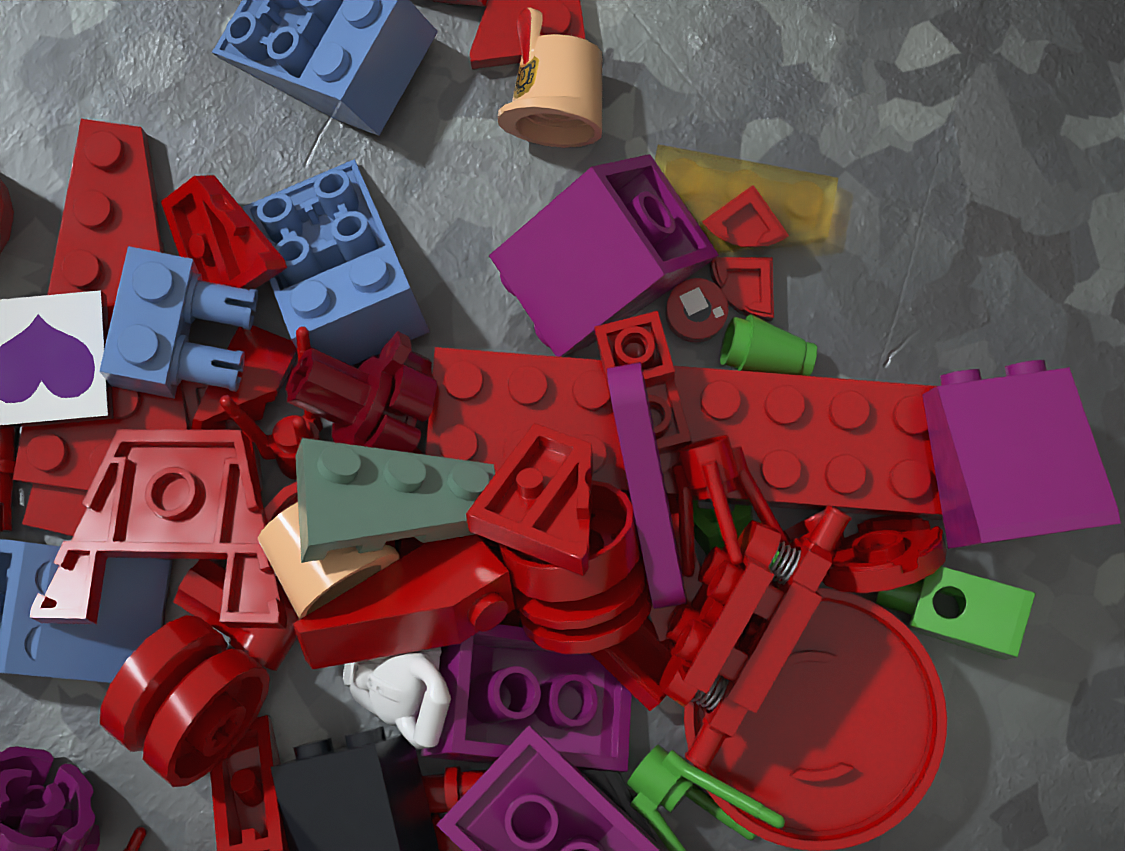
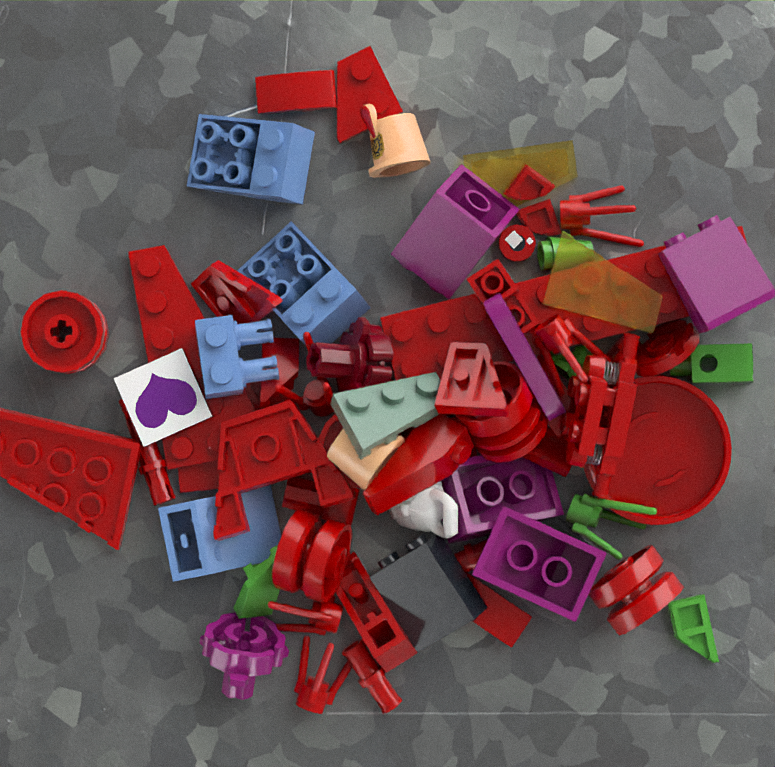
camera: 20 degrees left, 5 degrees up
(74, 732) = (257, 589): none -> bright green slope
(168, 810) = (323, 616): none -> red plant
(807, 294) = (576, 213): none -> red plant
(807, 418) = (598, 289): none -> clear yellow wing

